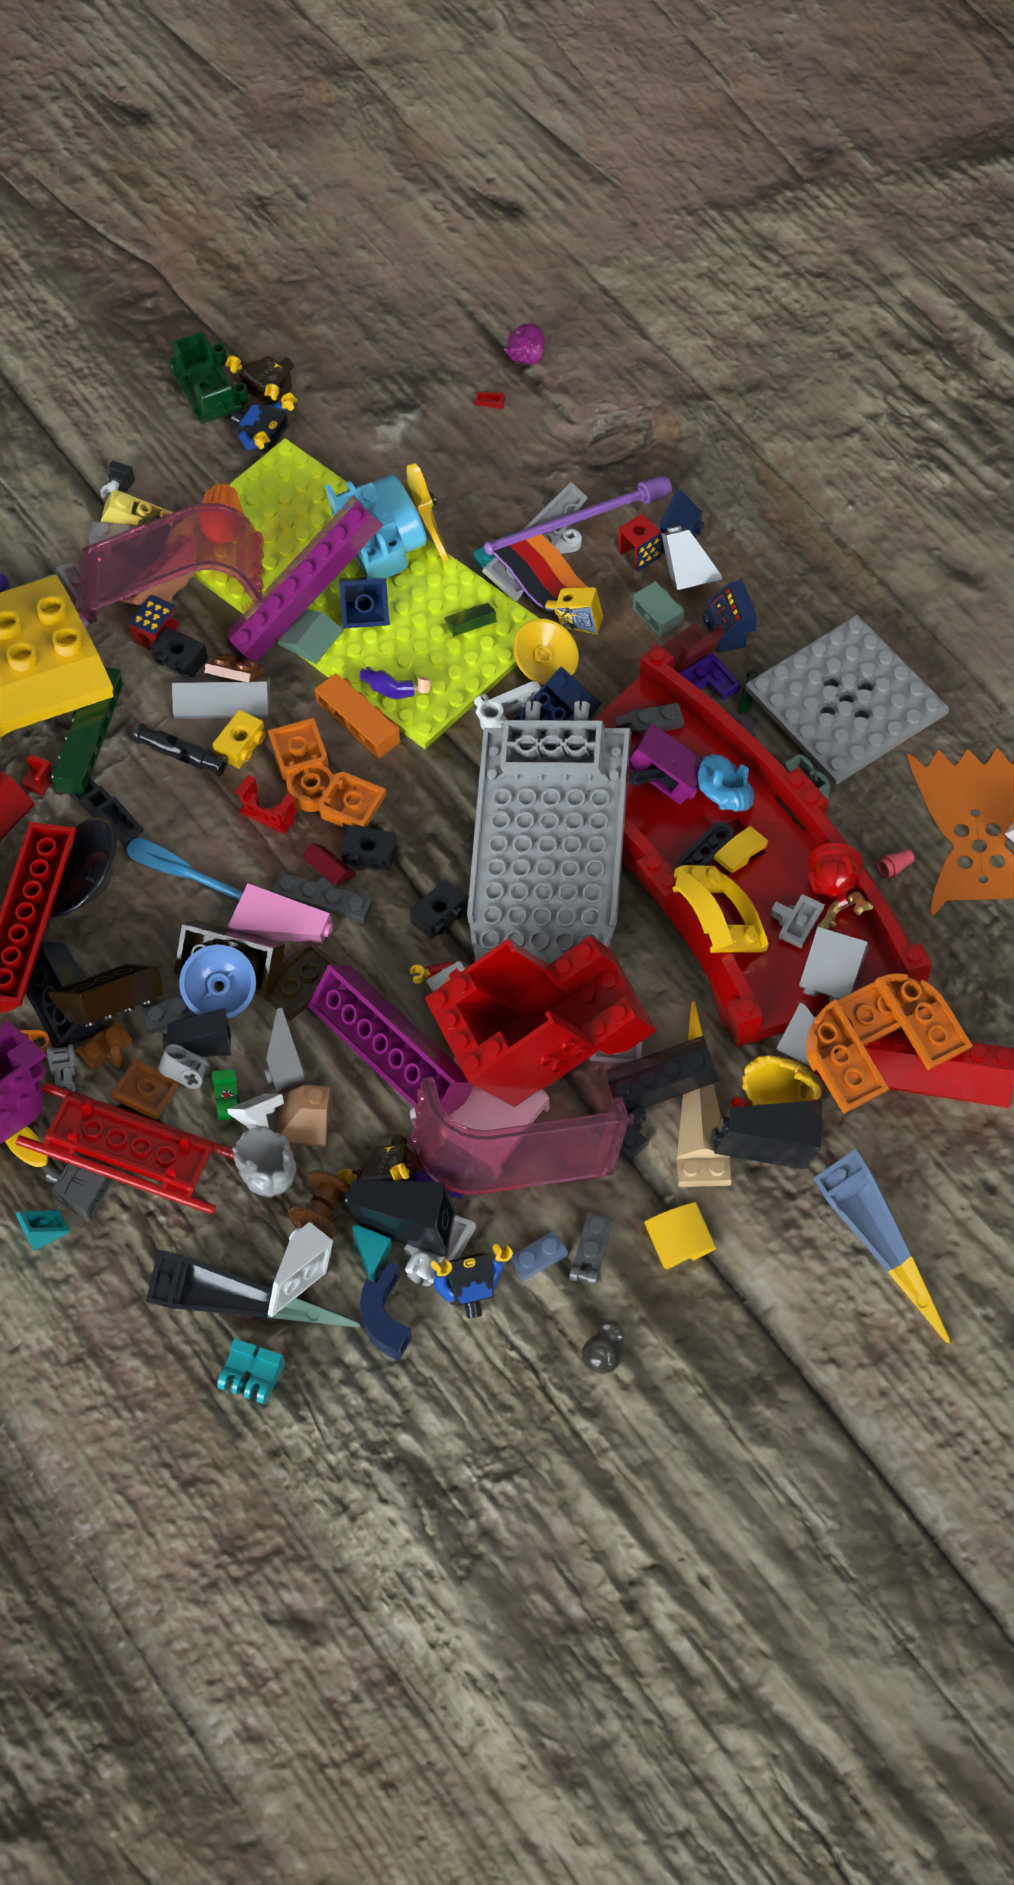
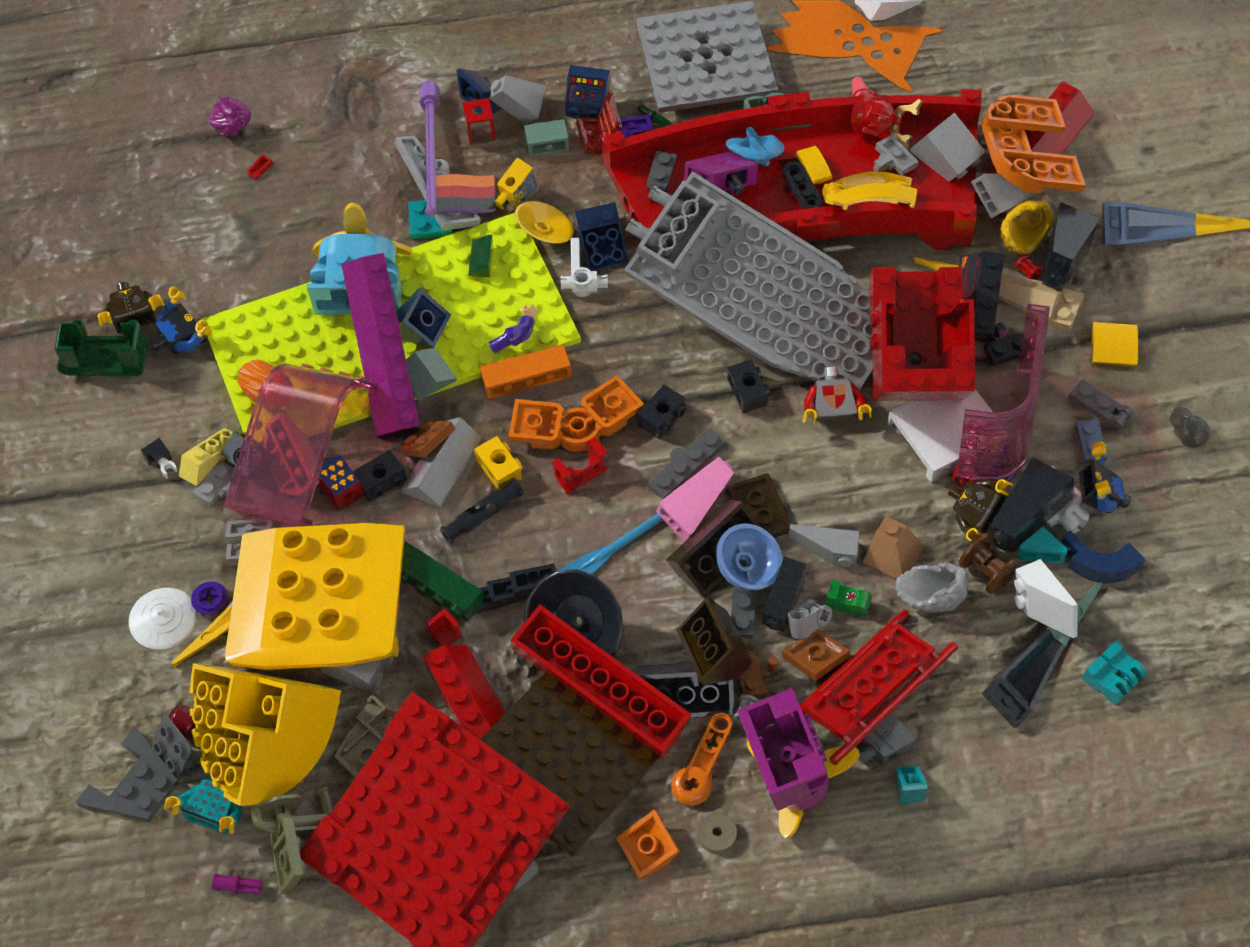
camera: 65 degrees left, 0 degrees up
(253, 1111) = (875, 577): white slope -> none
(328, 864) = (660, 446): dark red slope -> none
(386, 1038) = (864, 460): magenta slope -> none

